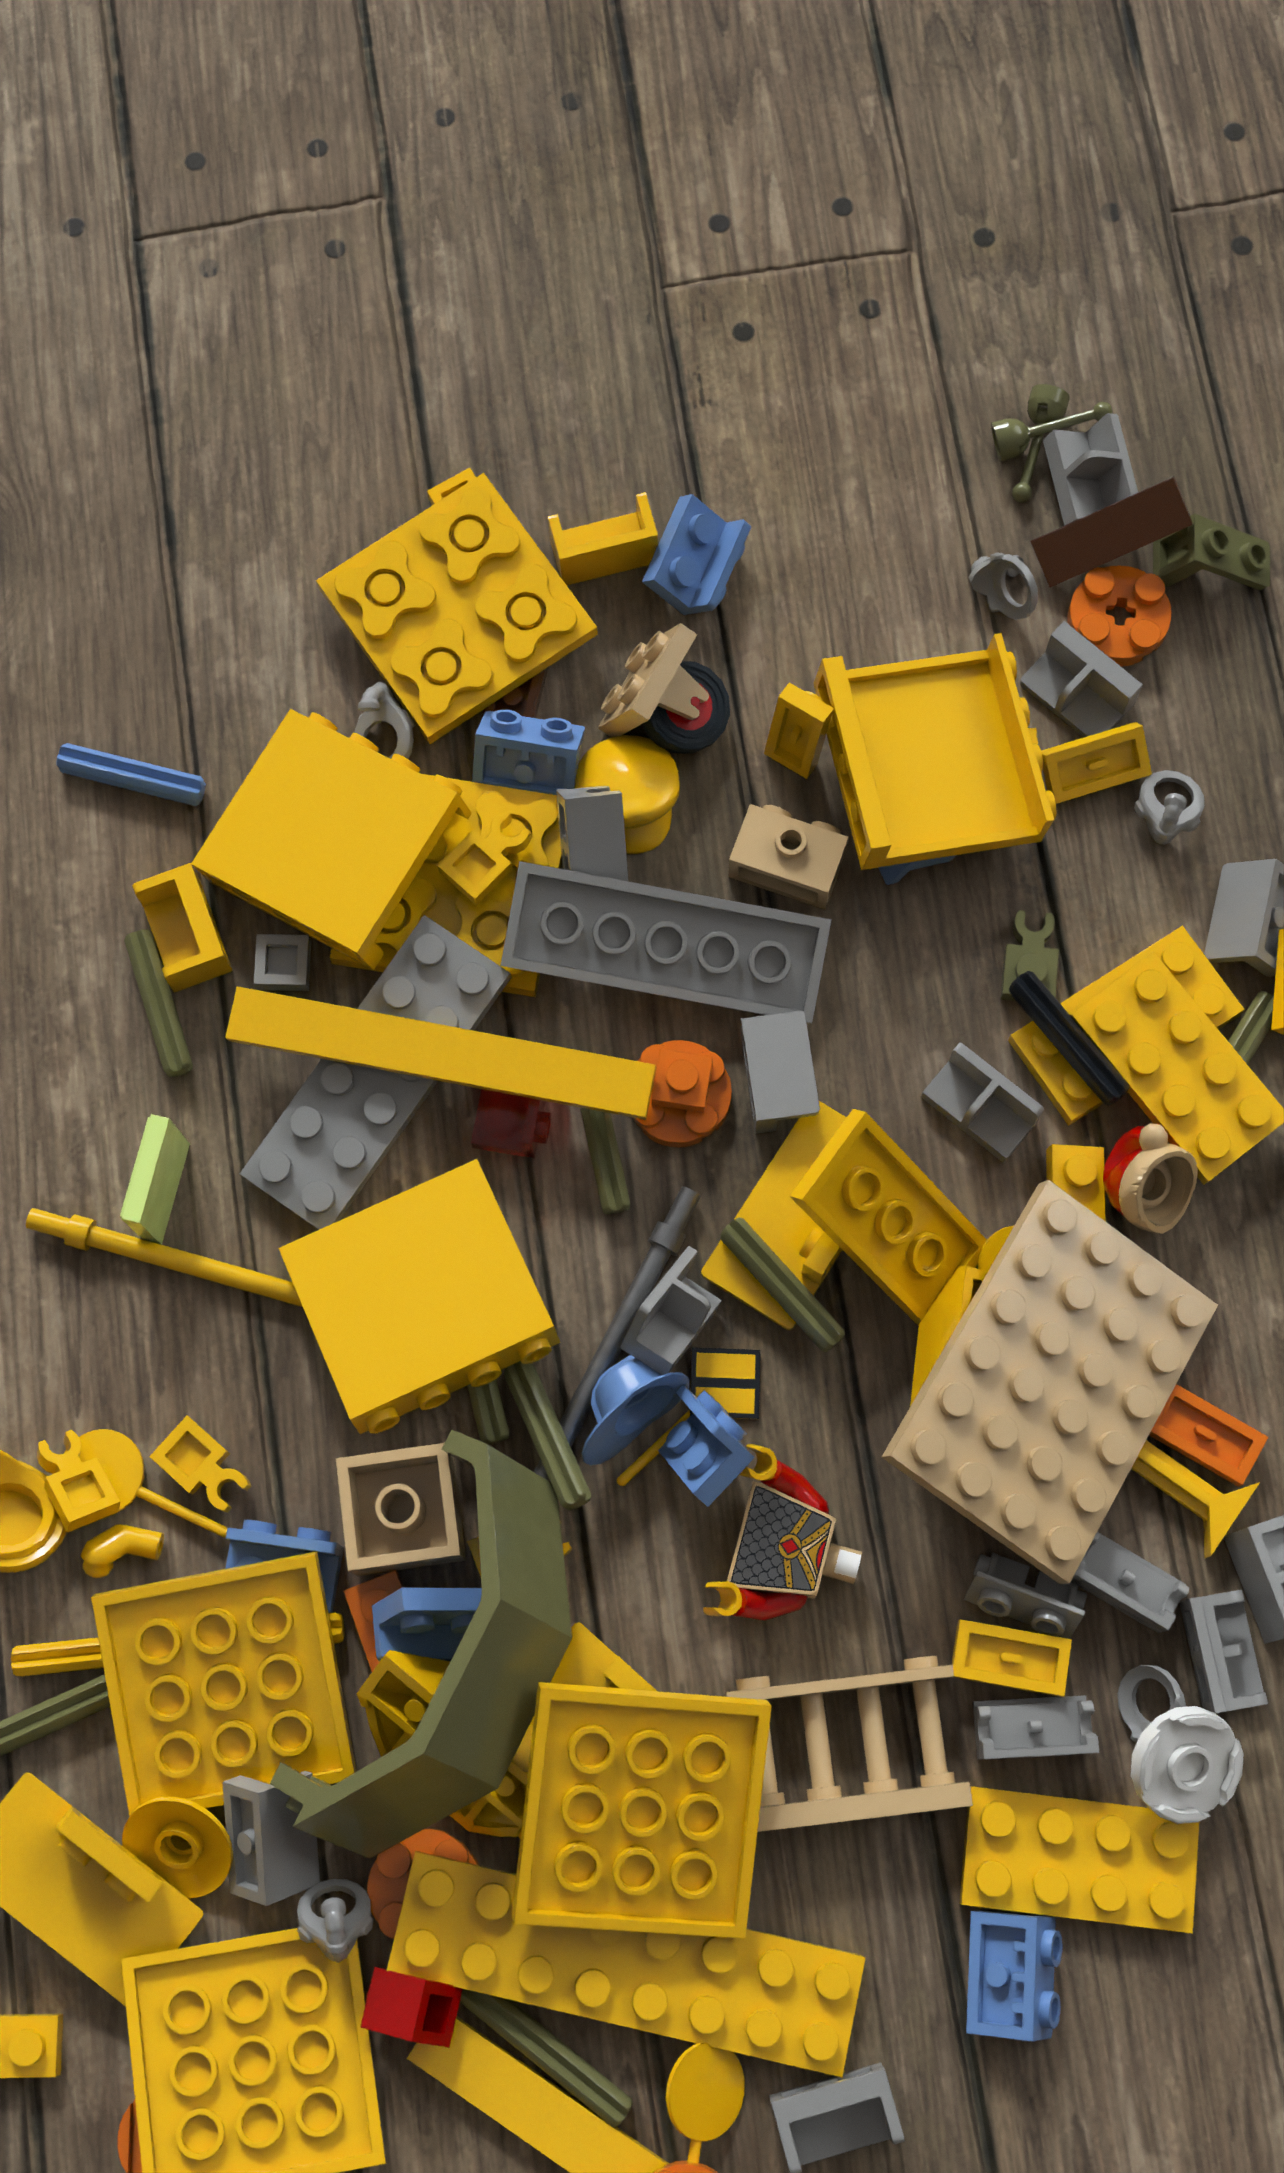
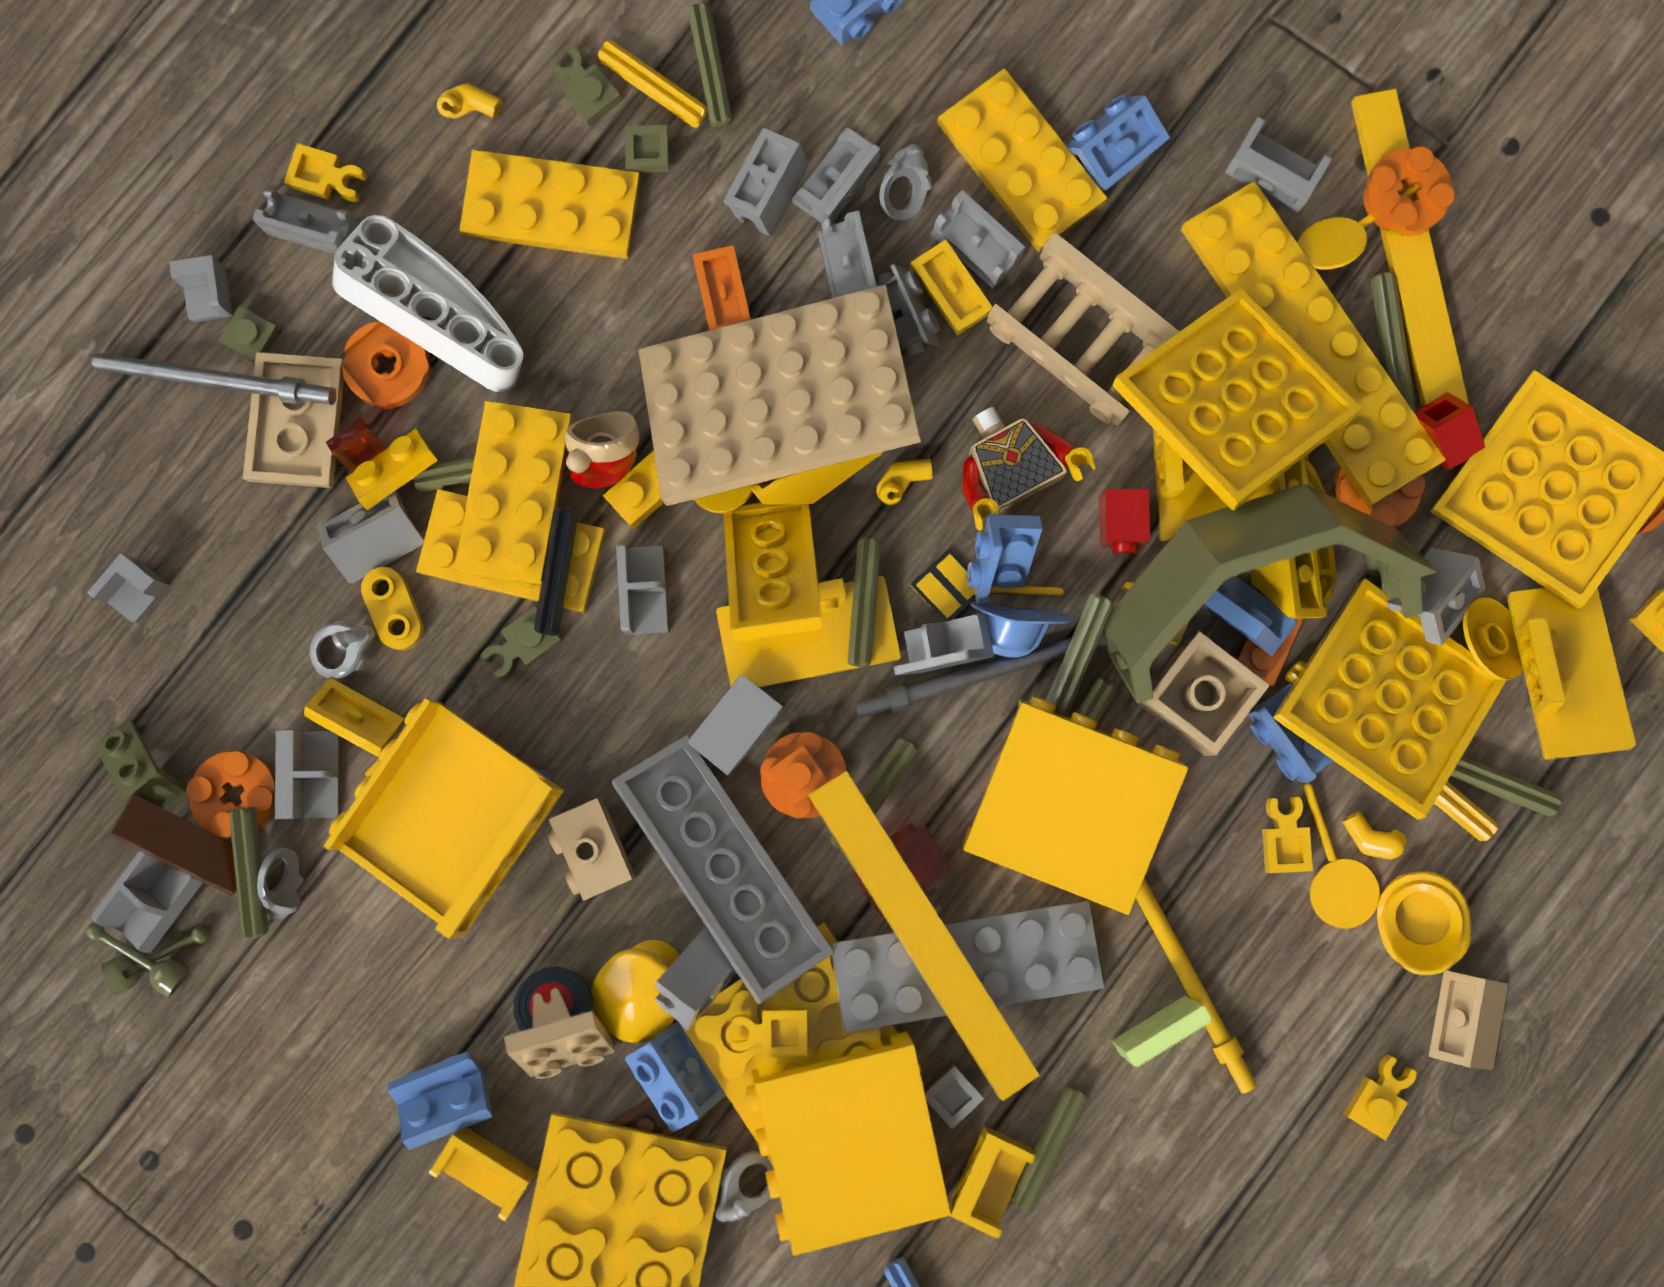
camera: 140 degrees left, 10 degrees up
(76, 1488) = (1371, 892): yellow plate -> none
(335, 1933) = (1452, 509): light grey piece -> none
(629, 1601) = (1124, 520): none -> red brick
(798, 730) = (504, 916): yellow plate -> none
(870, 1431) = (898, 477): none -> yellow arm
(1046, 570) = (247, 866): none -> olive axle
(1166, 882) = (391, 607): none -> yellow plate
(1186, 1764) = (922, 140): white tile -> none
(1194, 1493) = (759, 251): yellow piece -> none

